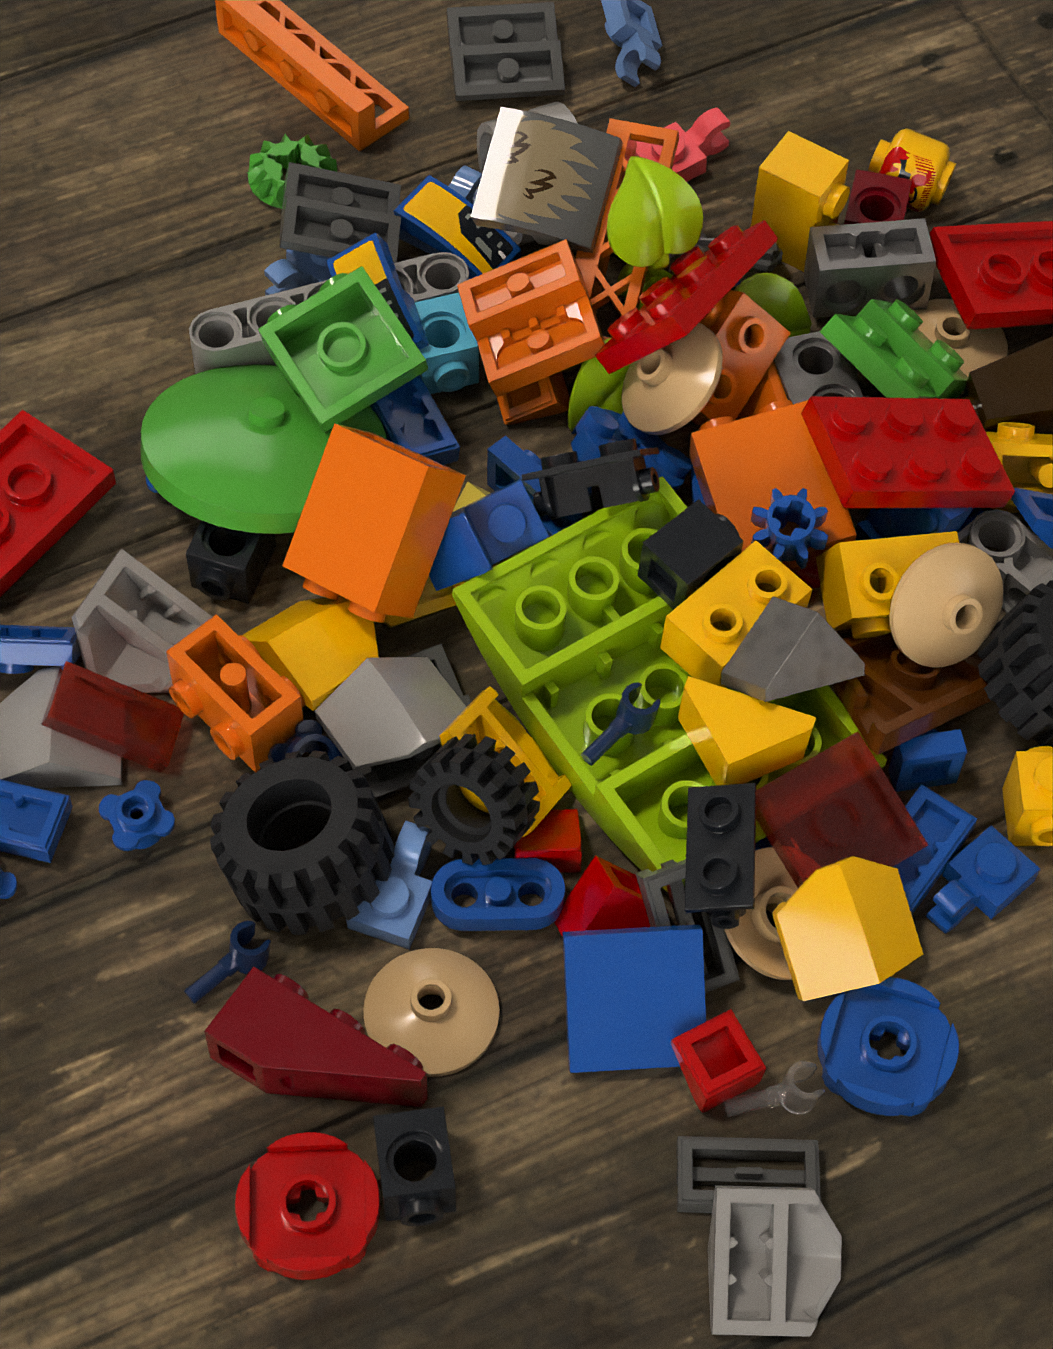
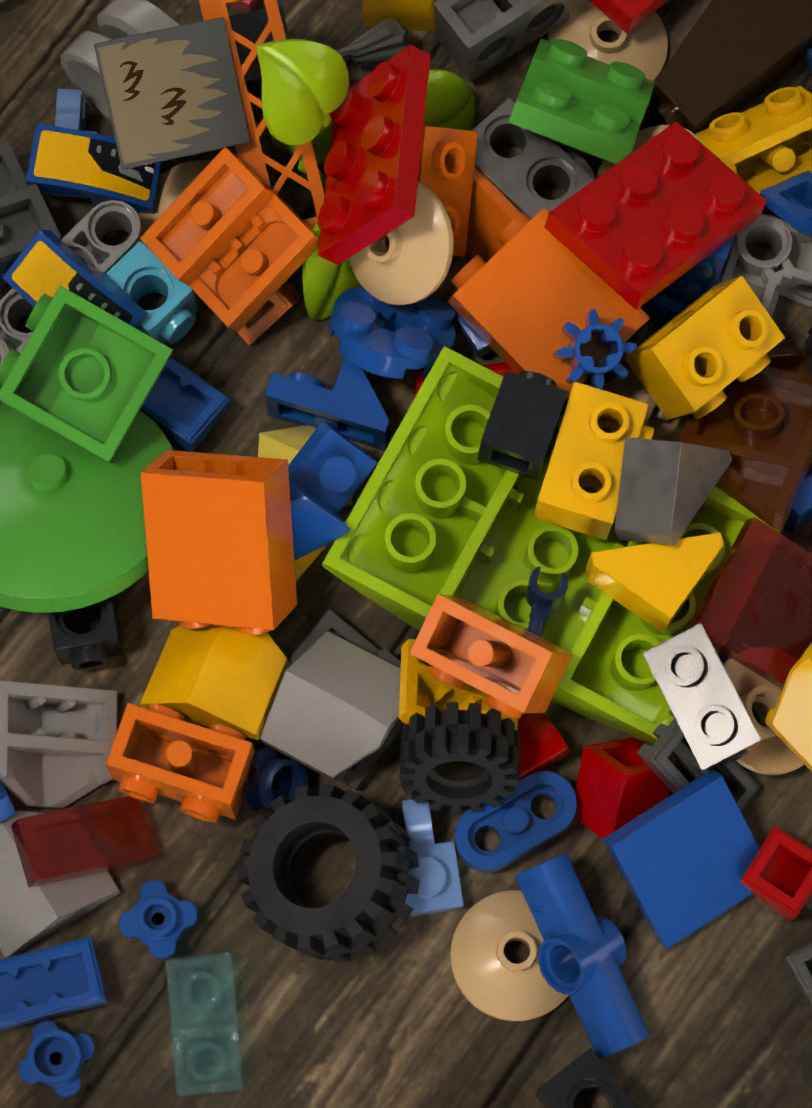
camera: 25 degrees left, 15 degrees up
(122, 922) = (204, 1024): none -> clear light blue slope
(236, 960) = (321, 1011): dark blue hand -> none
(298, 1049) = (424, 1057): dark red slope -> none
(487, 1031) = (582, 956): none -> blue piece
(552, 722) = (491, 655): none -> orange brick
(618, 472) = (406, 369): black hinge -> none
(946, 604) = (767, 352): tan dish -> none

